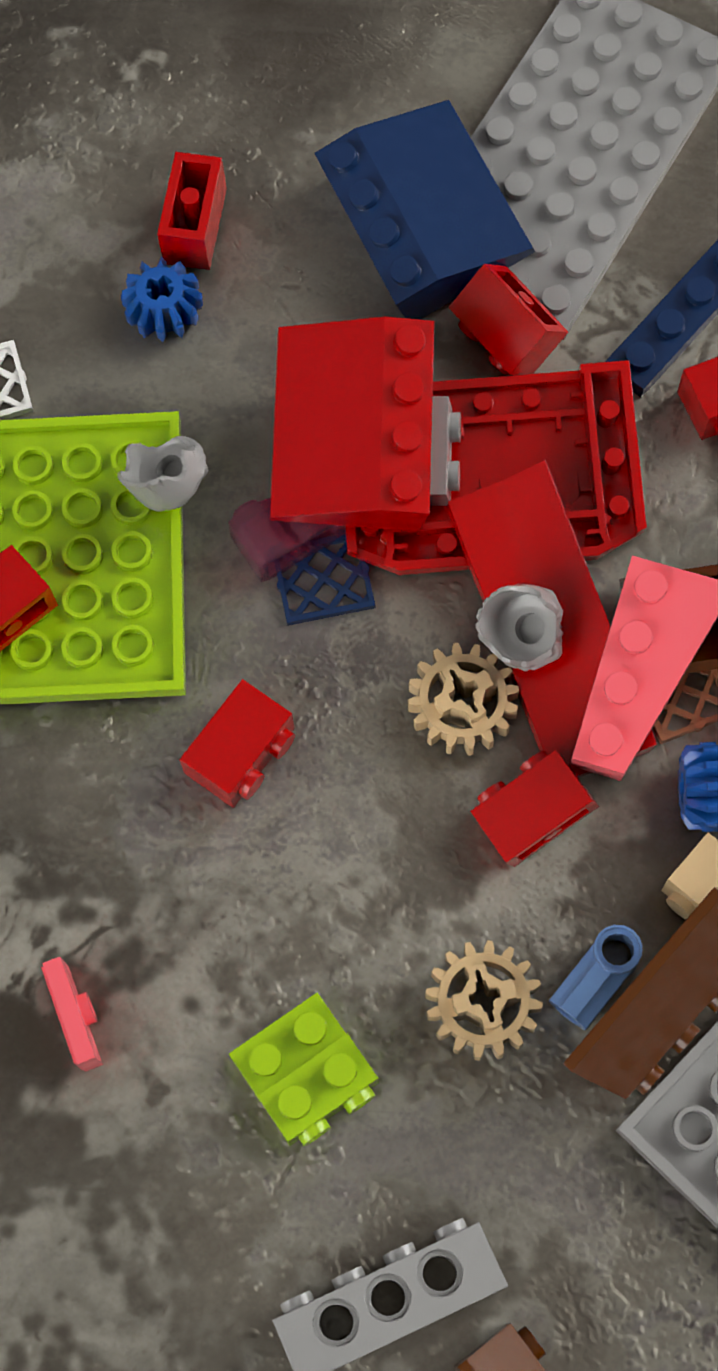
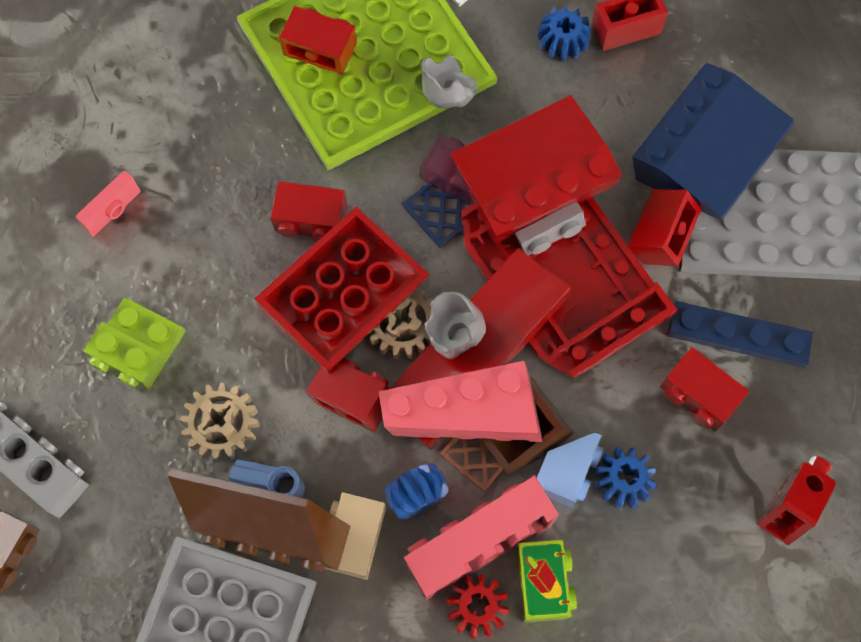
camera: 60 degrees right, 0 degrees up
(388, 750) = (340, 289): none -> red slope

